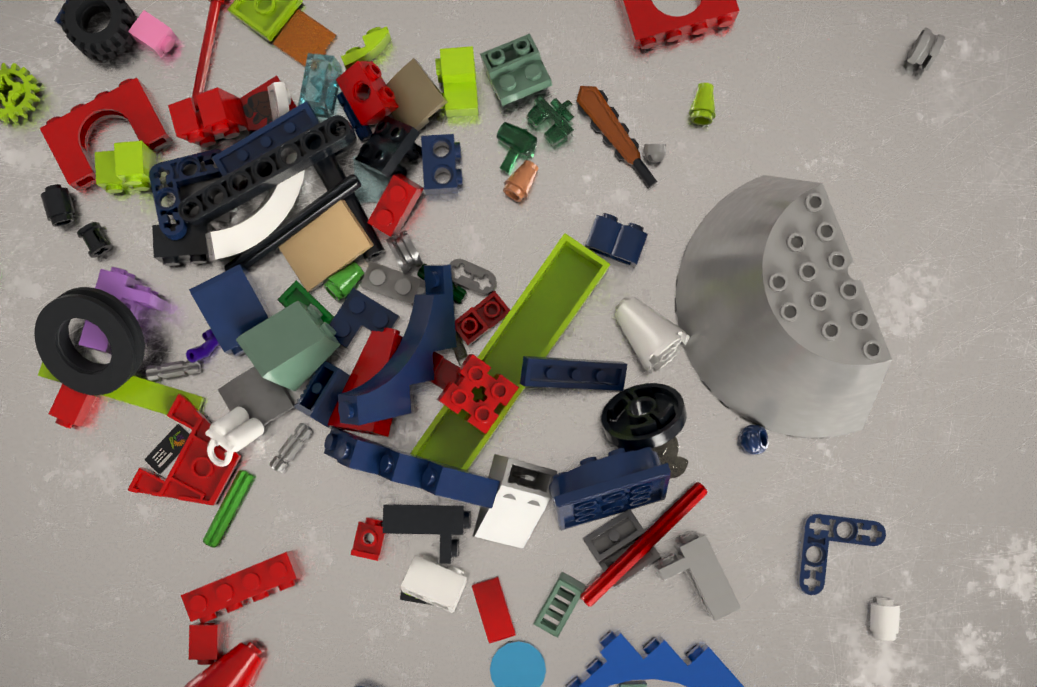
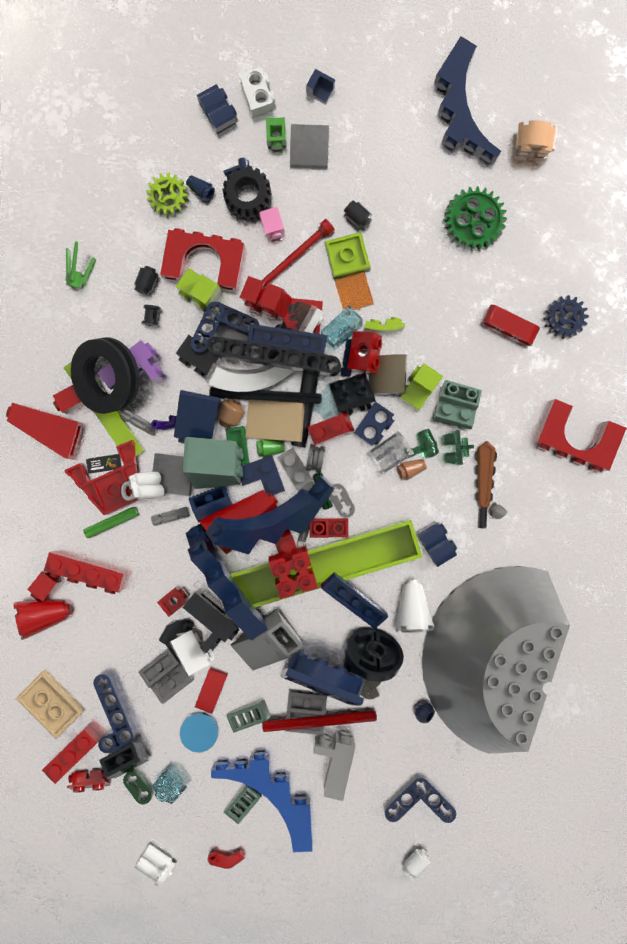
camera: 40 degrees right, 5 degrees up
(42, 57) = (201, 188): none -> dark blue cone
(75, 456) = (49, 429): none -> red slope
(268, 277) = (230, 413): none -> medium nougat head
(396, 570) = (174, 628): none -> black arm
(428, 634) = (165, 676): none -> flat silver slope
(483, 179) = (390, 452): none -> clear brick
(703, 105) = (546, 506): lime cone -> none

